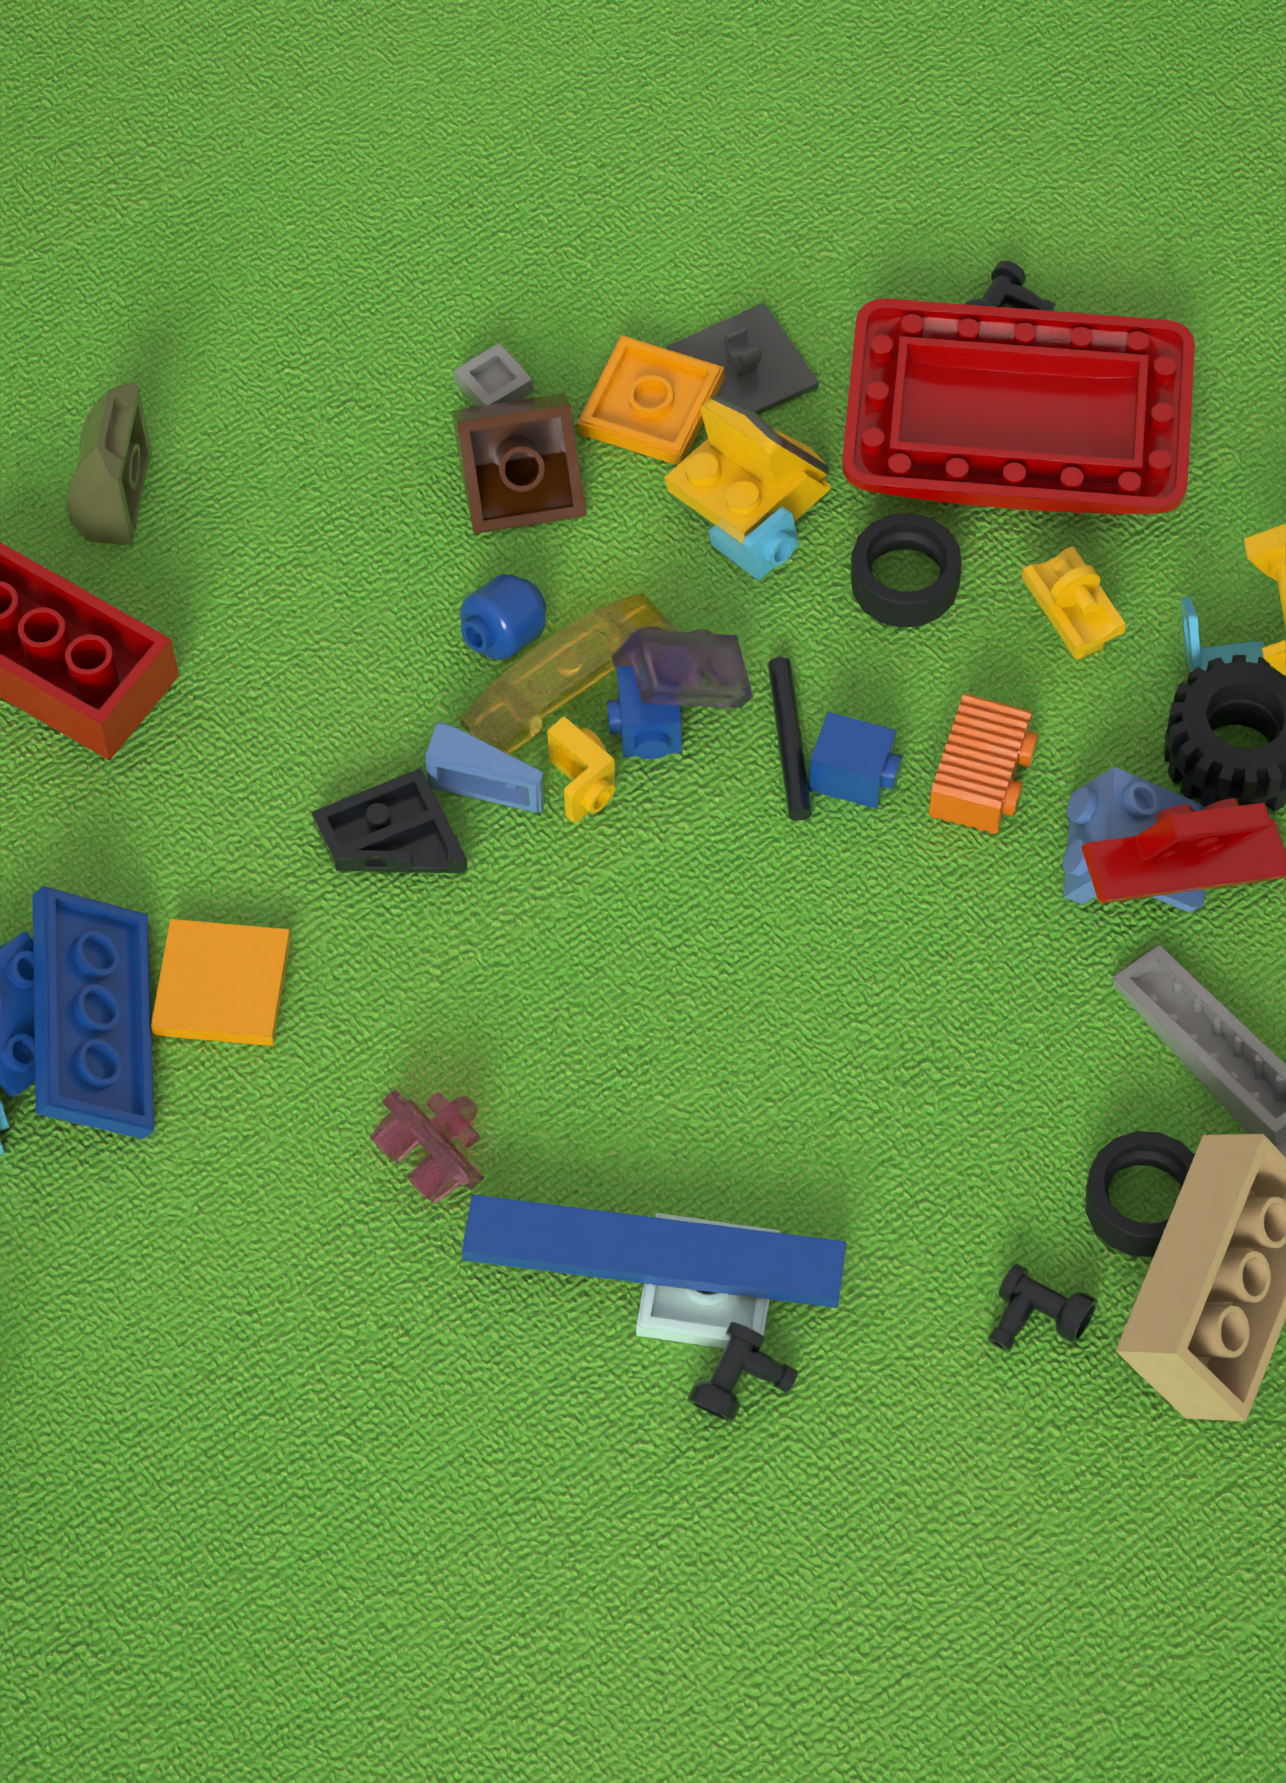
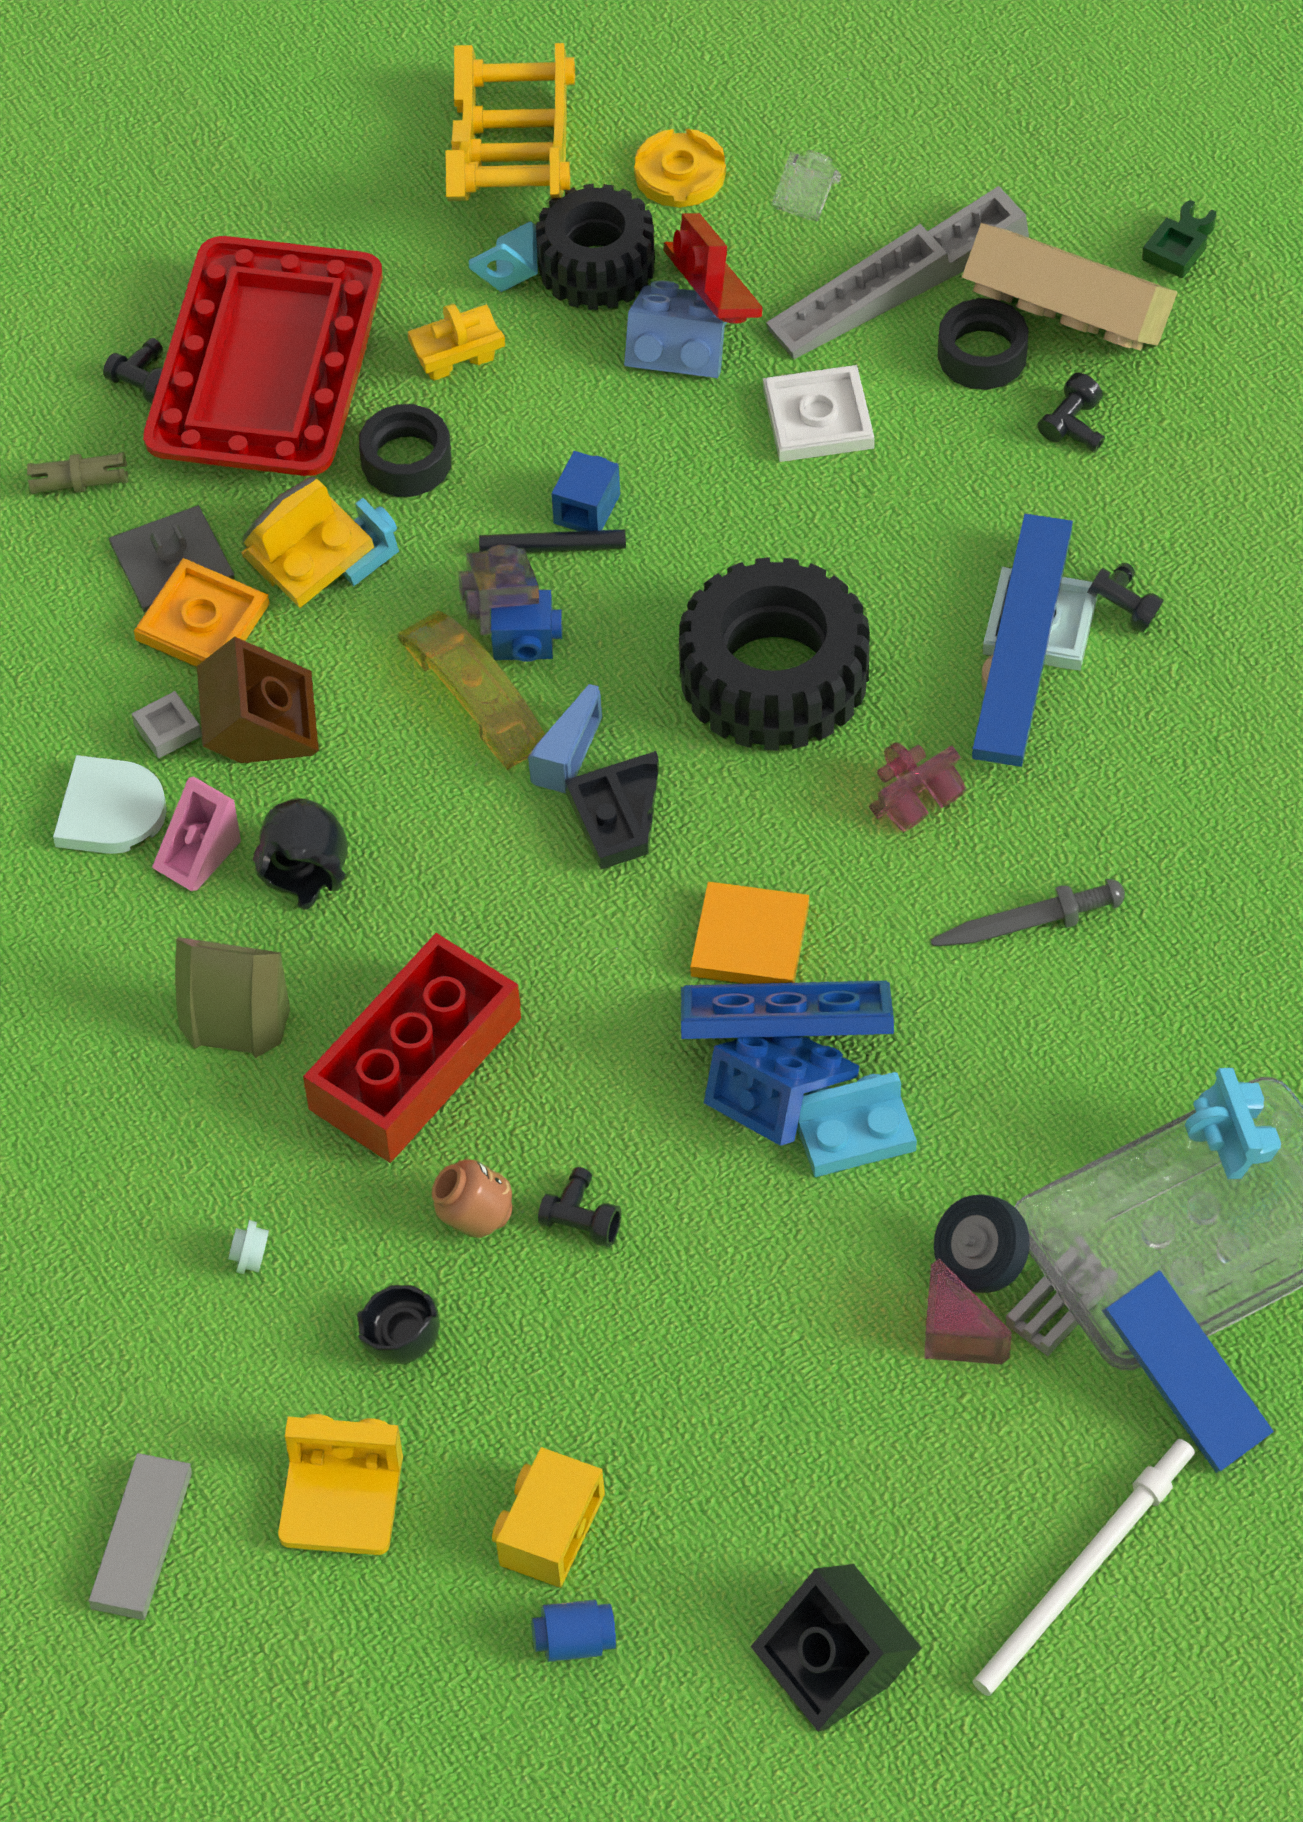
camera: 85 degrees left, 5 degrees down
(262, 1316) = (1064, 906): none -> dark grey sword
(307, 514) = (301, 850): none -> black hair
(339, 427) = (198, 836): none -> bright pink slope
(388, 345) = (109, 806): none -> light aqua tile
(503, 616) = (418, 720): blue head -> none
(586, 763) = (572, 668): yellow bracket -> none
(591, 899) = (767, 603): none -> black tyre
(845, 258) = (77, 473): none -> olive pin
(981, 764) = (597, 411): orange brick -> none
(1019, 1013) = (818, 413): none -> white tile

